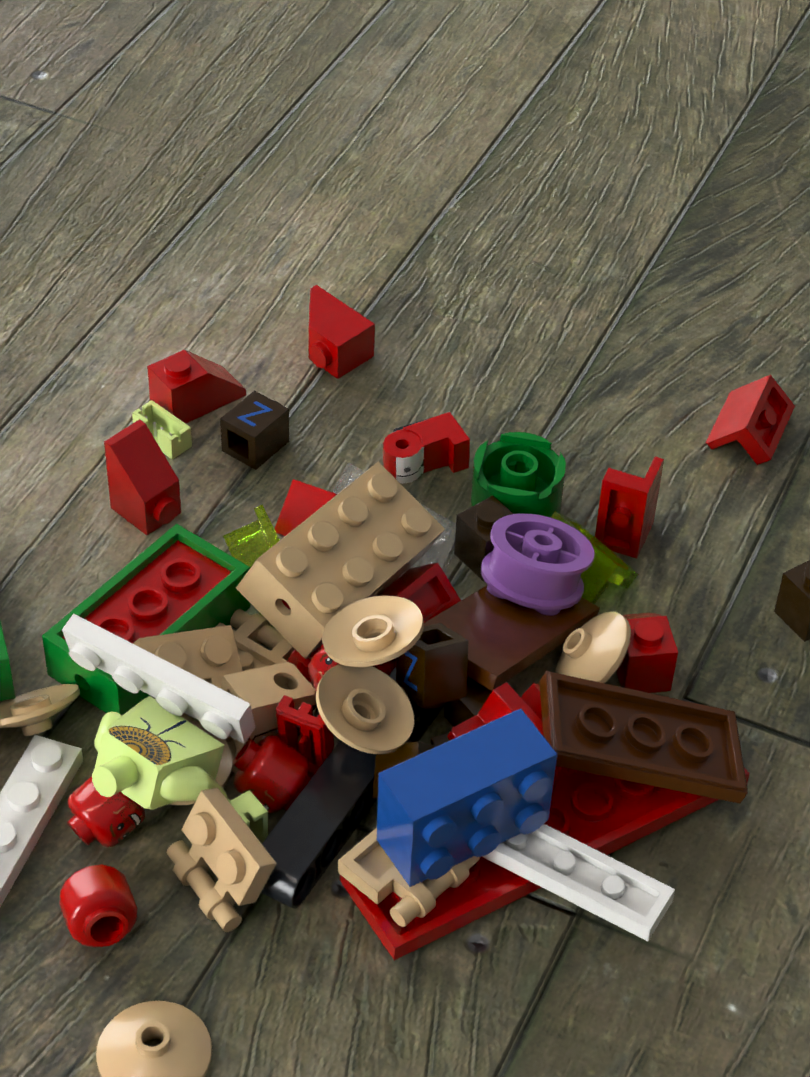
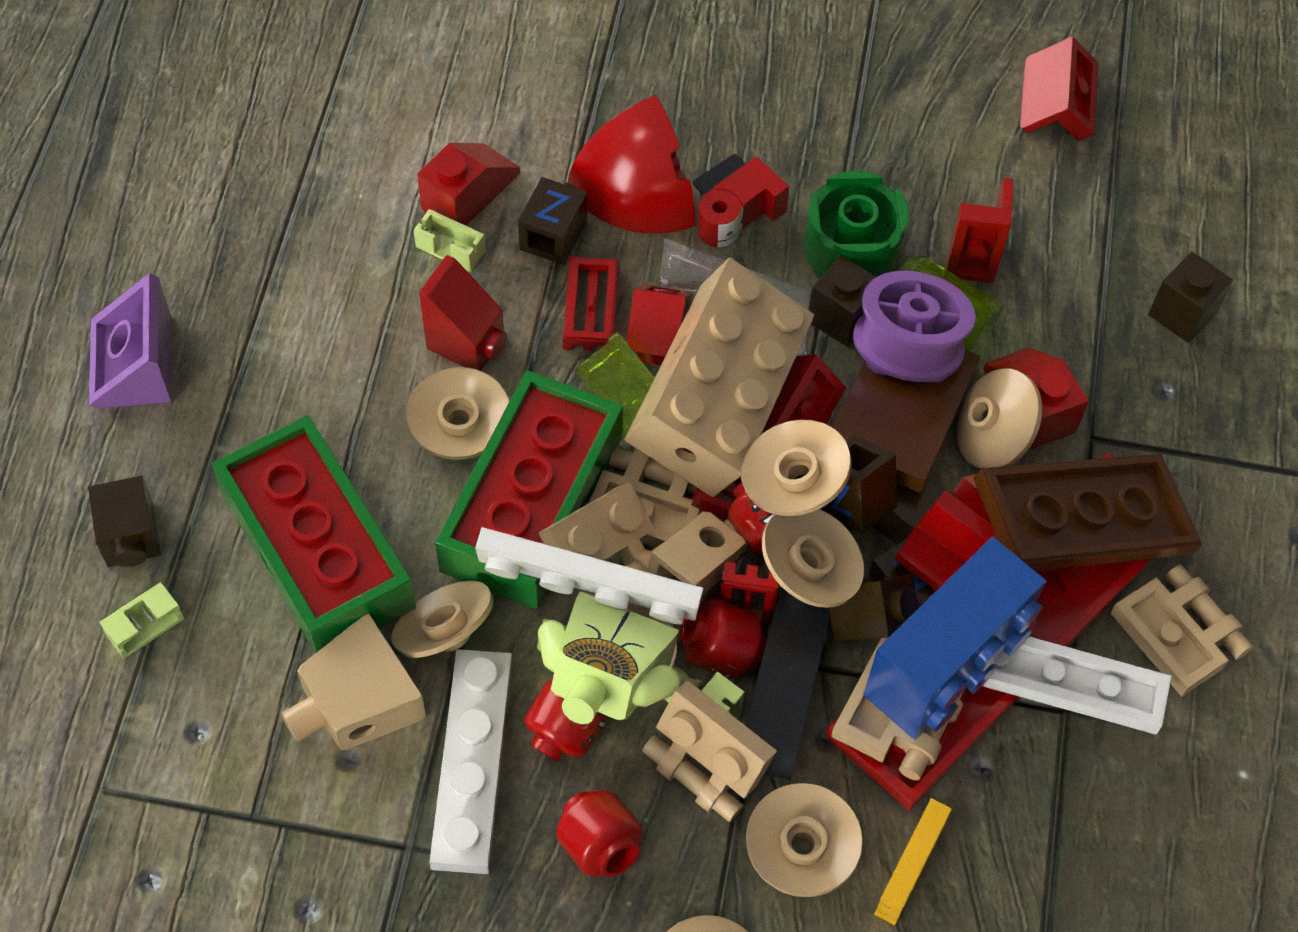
camera: 15 degrees left, 15 degrees up
(105, 549) = (451, 396): none -> tan dish
(238, 517) = (588, 337): none -> red tile
(282, 936) = (807, 814): none -> tan dish
(337, 334) = (594, 76): red slope -> none
(337, 406) = (635, 173): none -> red brick
(377, 997) = (912, 862): none -> yellow tile
(698, 872) = (1172, 637): none -> tan plate

